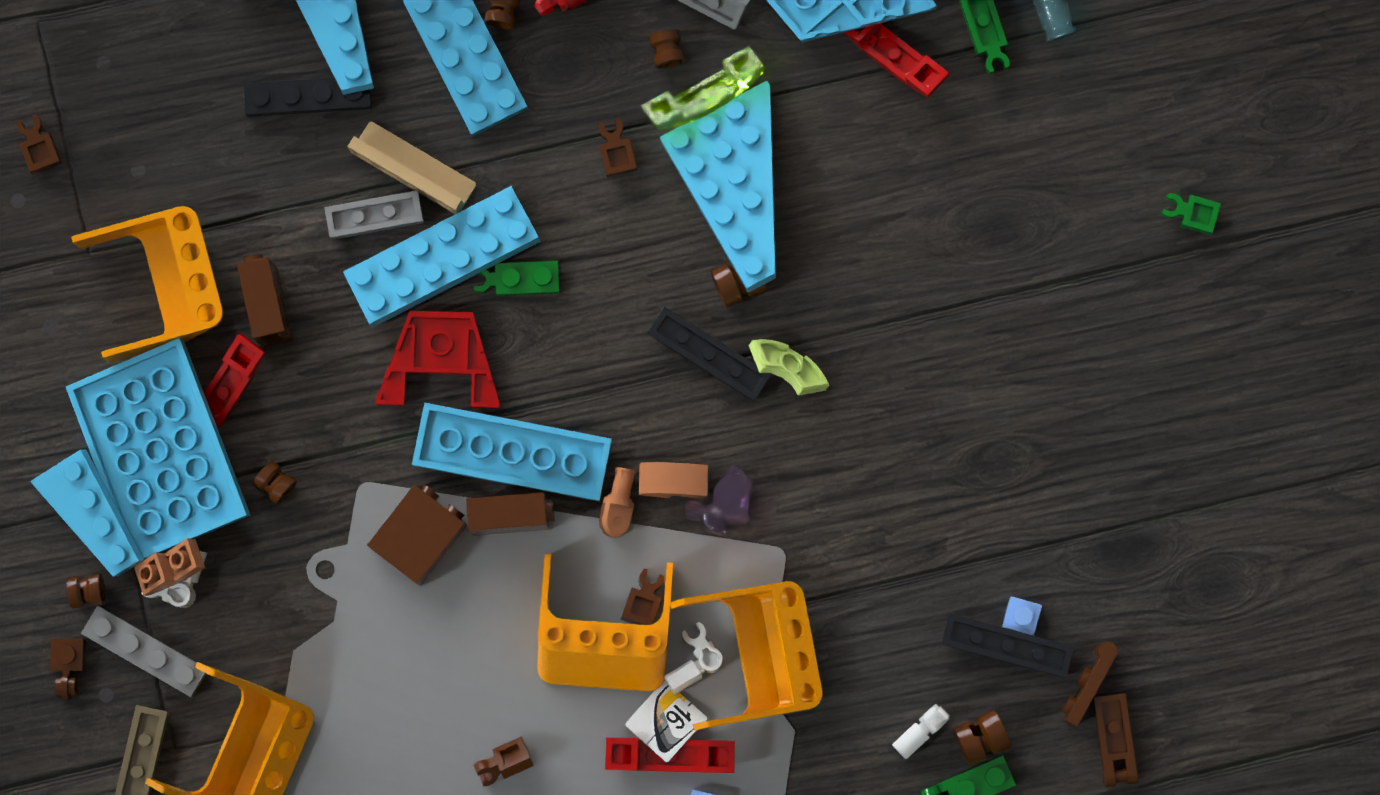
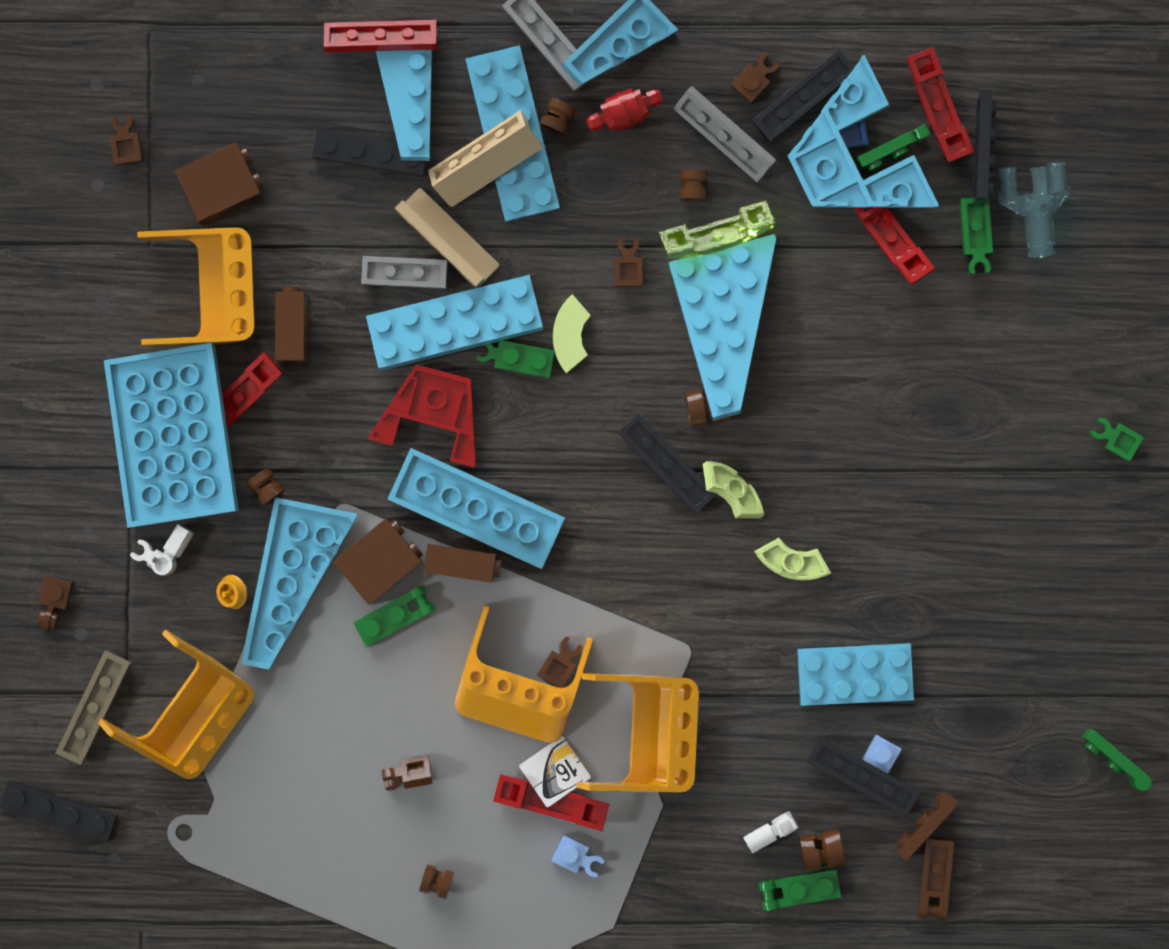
camera: 10 degrees right, 5 degrees up
(86, 590) = (83, 541): reddish brown wheel -> none
(88, 509) = (99, 469): medium azure wing -> none
(144, 651) = (121, 604): light grey plate -> none
(151, 165) = (220, 183): none -> reddish brown brick
(169, 568) = (159, 540): nougat slope -> none
(263, 607) = (232, 592): none -> light orange hat
(325, 555) = (295, 558): none -> medium azure wing
(433, 72) = (484, 159): none -> tan panel
(448, 592) = (393, 616): none -> green plate
(568, 239) = (568, 332): none -> yellowish green tile
(618, 507) = (557, 577): nougat arm -> none
(673, 479) = (609, 565): nougat slope -> none
(708, 661) = (603, 727): white bar -> none
(728, 504) = (652, 598): clear purple animal -> none
(872, 431) = (792, 563): none -> yellowish green tile
(971, 535) = (855, 674): none -> medium azure plate
(1281, 561) = (1117, 761): none -> green plate

